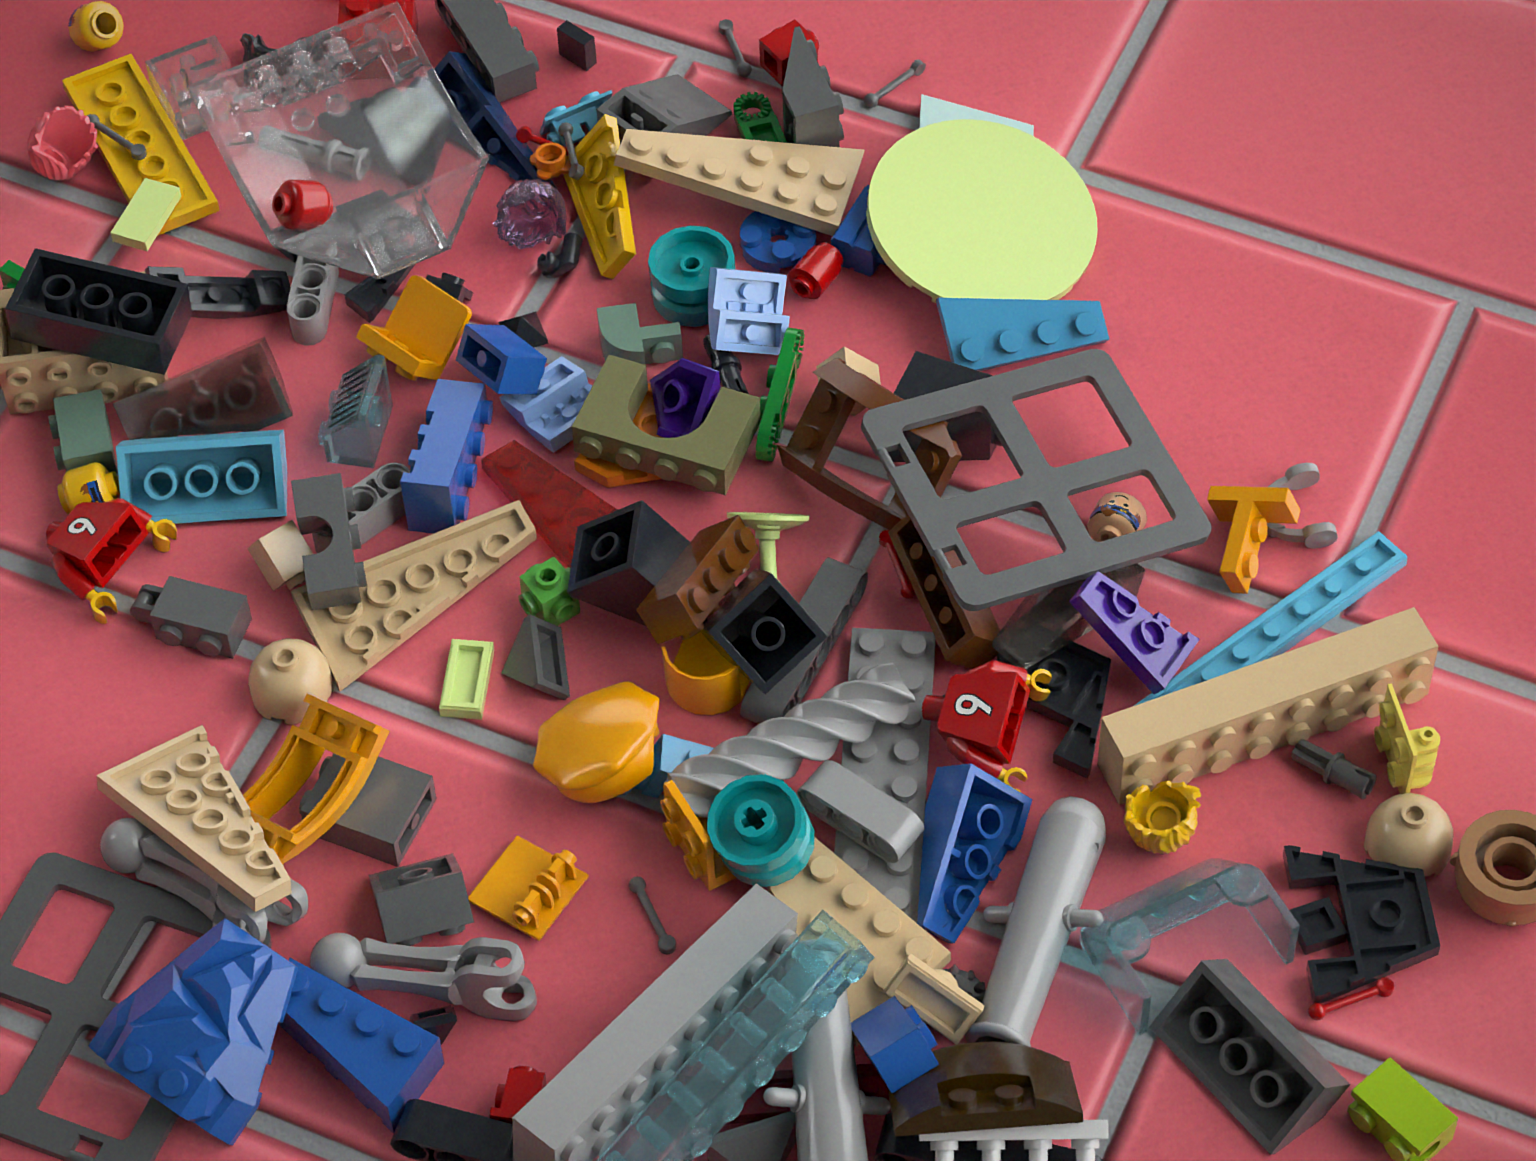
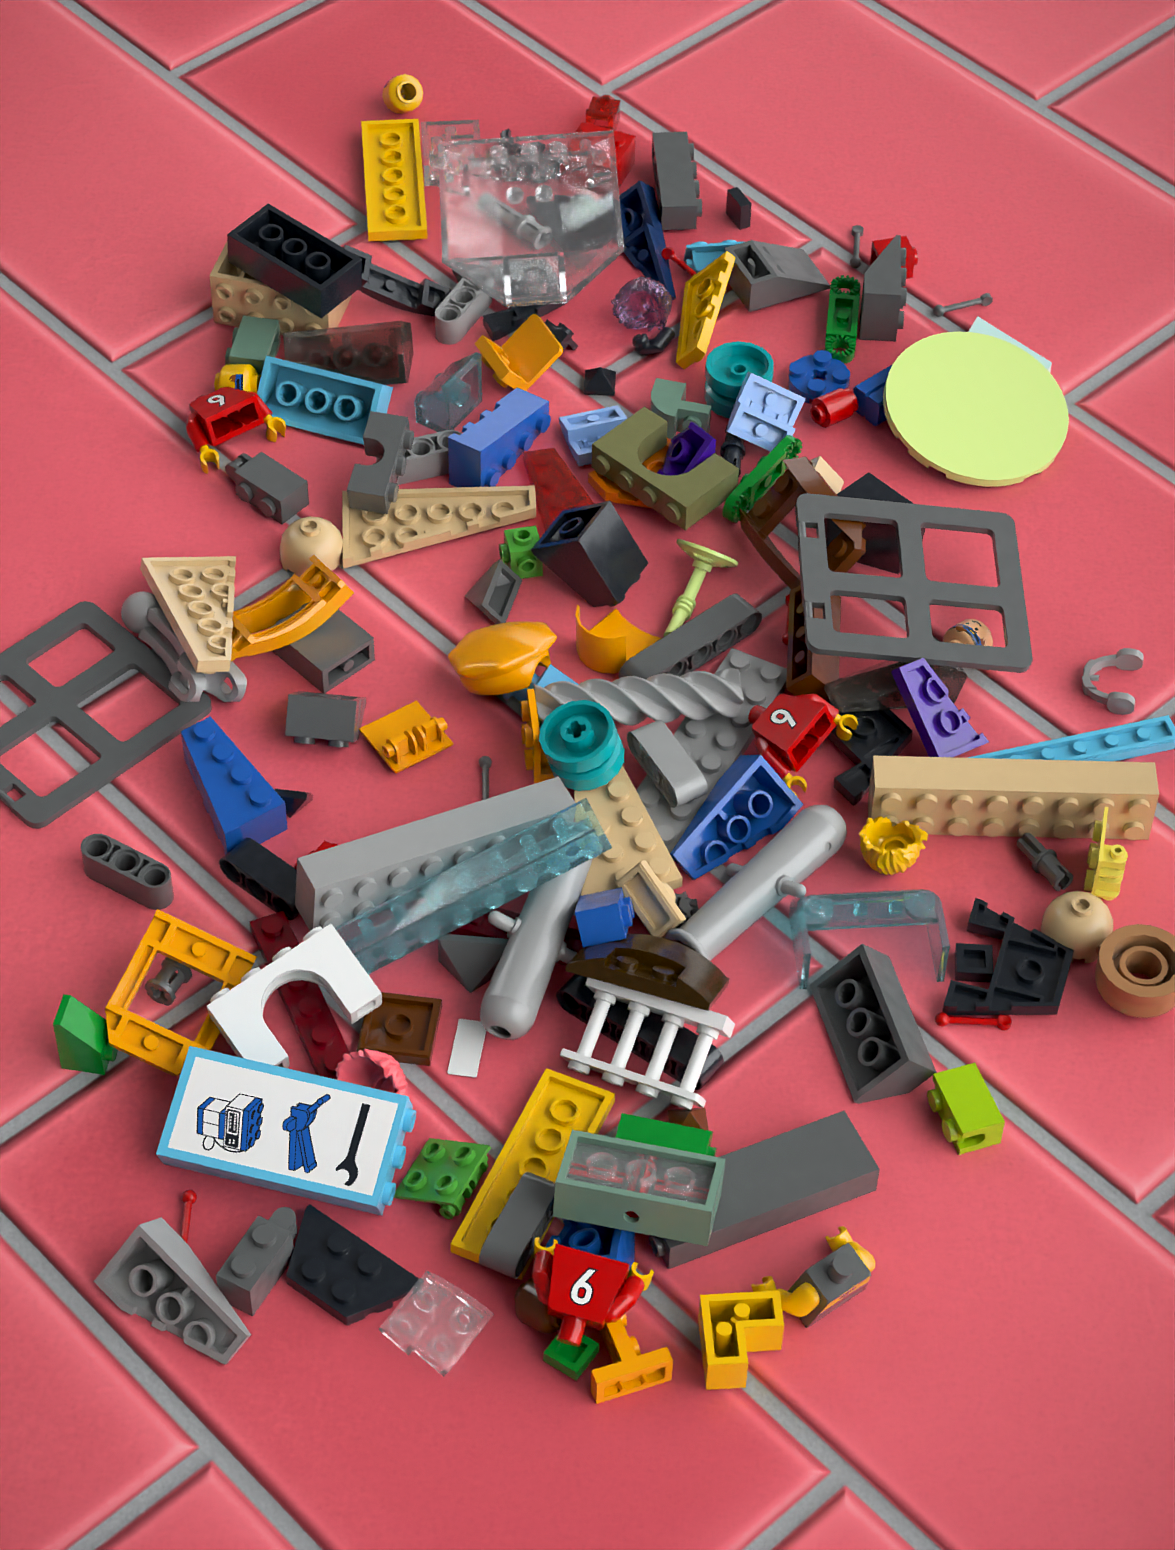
camera: 20 degrees right, 5 degrees down
(61, 143) = (337, 159): coral hair -> none
(138, 151) = (388, 181): dark grey hinge -> none
(146, 214) = (371, 221): yellowish green tile -> none
(203, 1029) = (127, 742): blue wedge -> none
(281, 555) = (341, 462): tan brick -> none
(302, 204) = (476, 240): red head -> none
(459, 976) = (317, 767): light grey piece -> none
(466, 679) = (437, 590): yellowish green tile -> none
(501, 359) = (569, 389): blue brick -> none
(550, 161) = (678, 275): orange plate -> none
(576, 170) = (699, 259): dark grey hinge -> none
(698, 580) = (629, 571): reddish brown brick -> none
(762, 630) = (655, 617): black slope -> none
(774, 178) = (833, 335): tan wing -> none
(1010, 331) = (951, 485): dark azure wing -> none
(1249, 512) = (1068, 668): light orange bracket -> none

